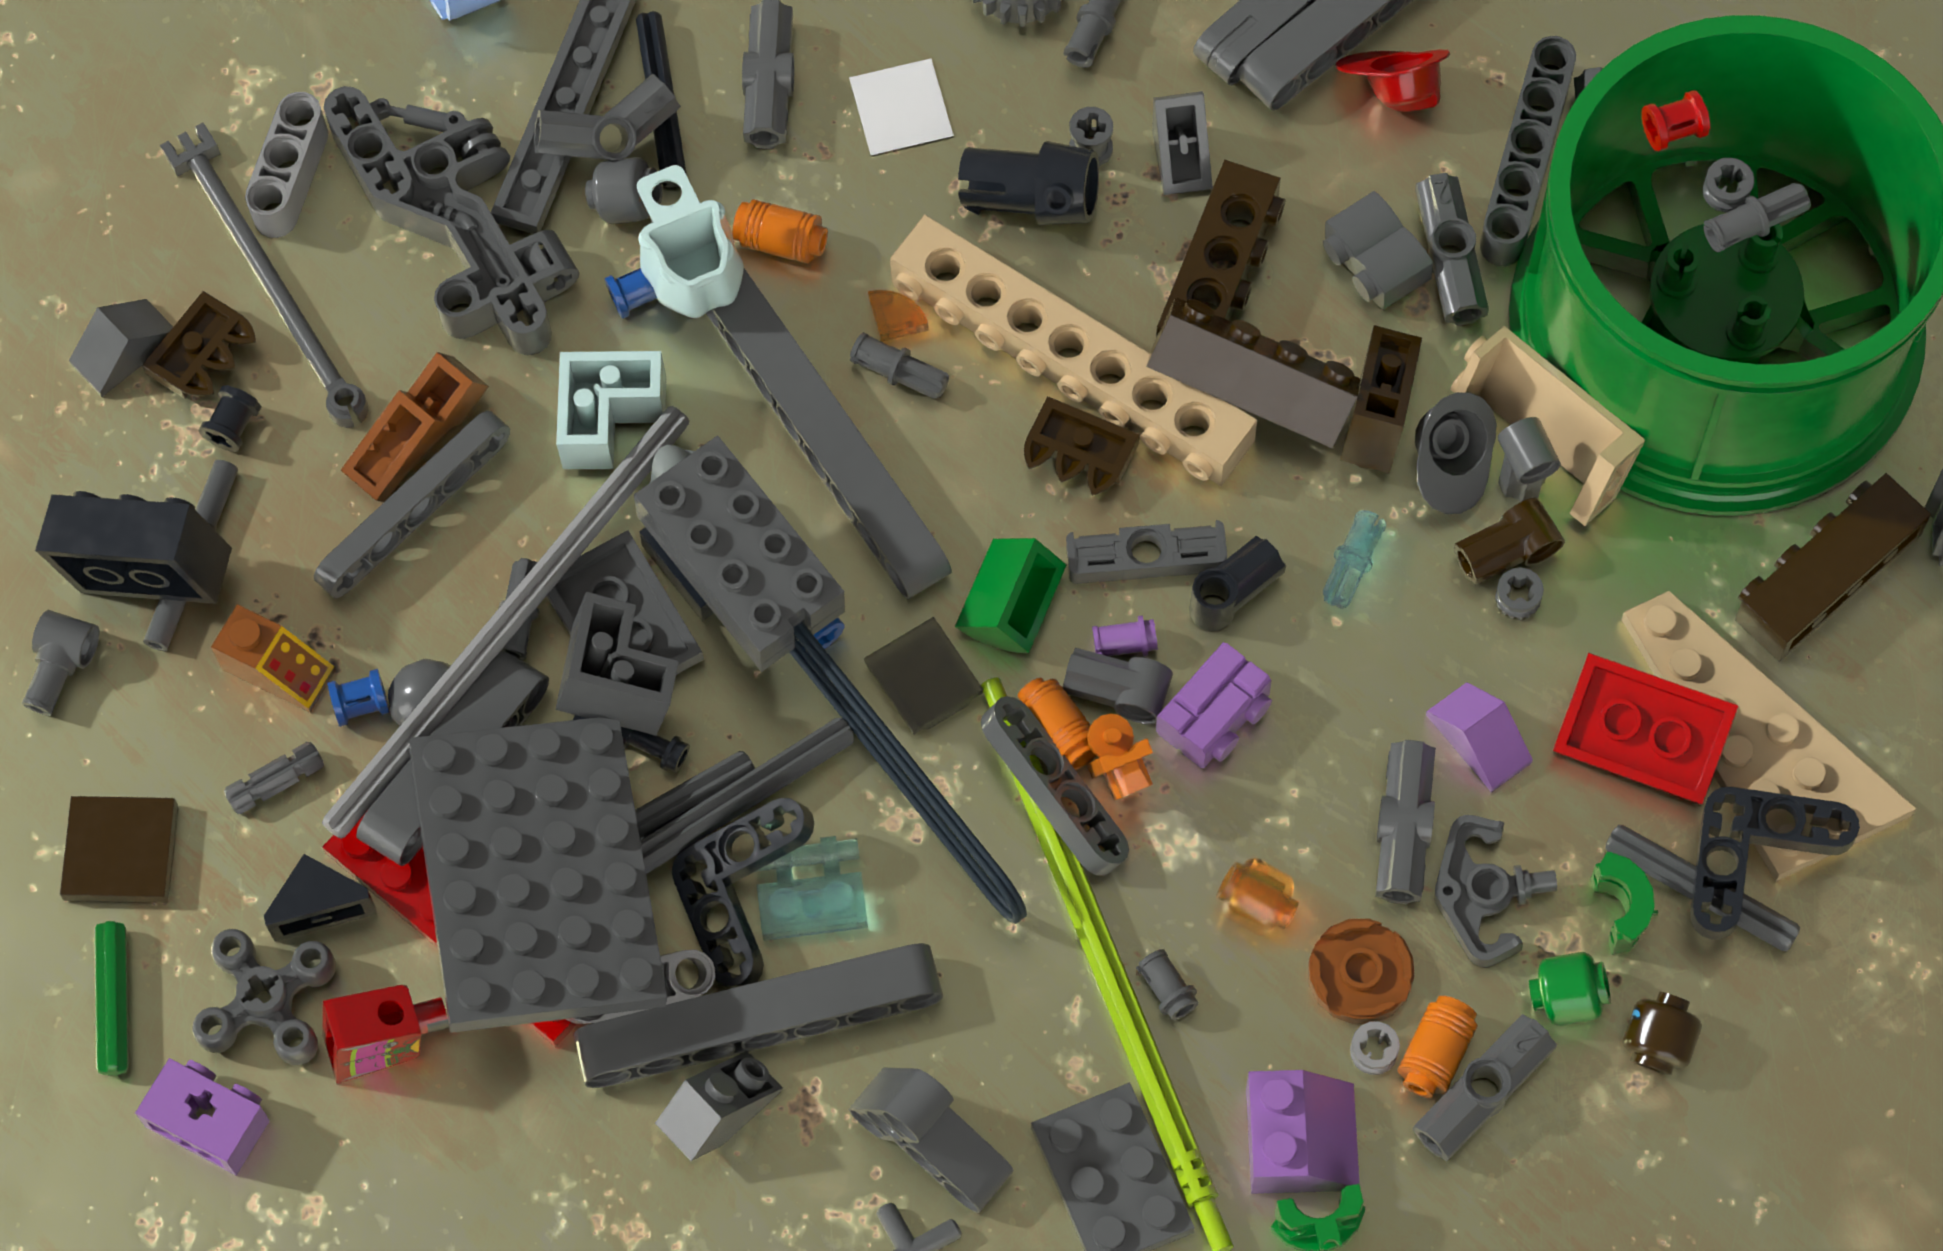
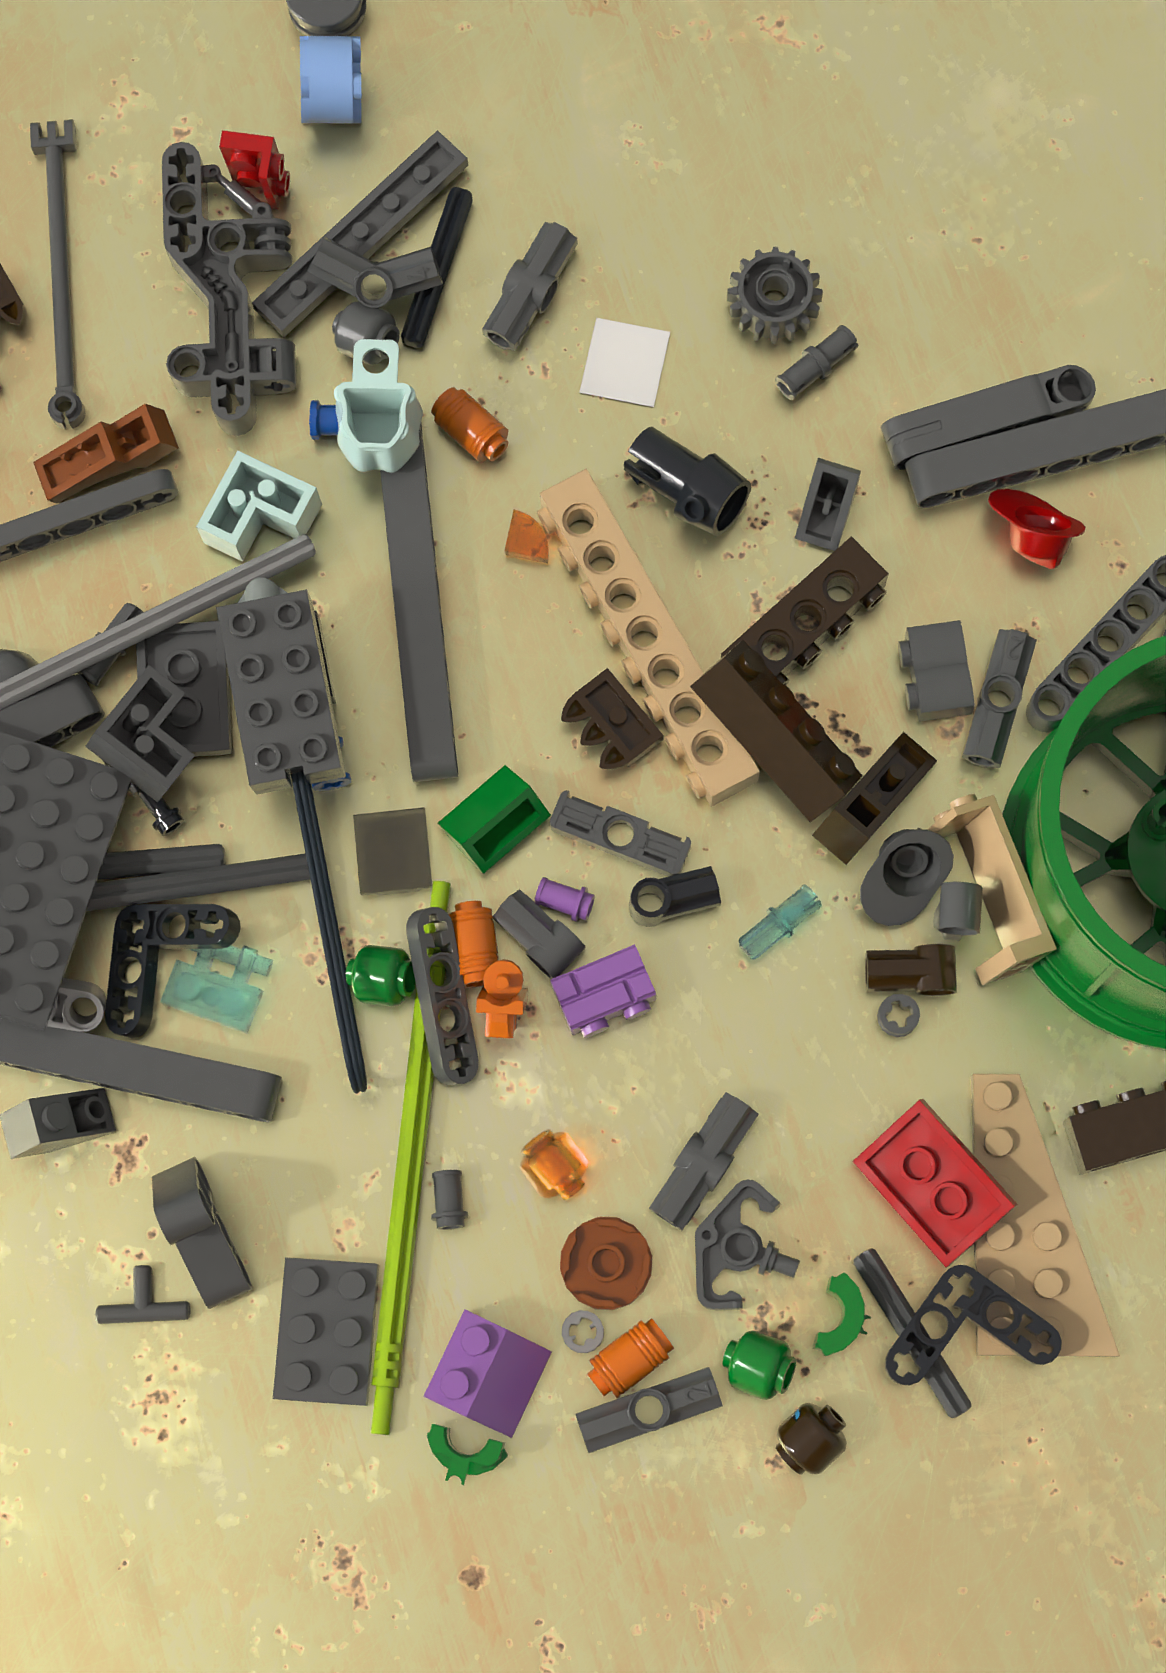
camera: 30 degrees right, 10 degrees up
(291, 184) = (114, 206): light grey beam -> none
(426, 73) = (256, 164): none -> red bracket
(898, 366) = (506, 584): dark grey axle -> none
(982, 795) = (381, 975): none -> green head
(1081, 129) = (754, 451): dark grey bush -> none
(1482, 734) = (804, 1117): medium lavender slope -> none

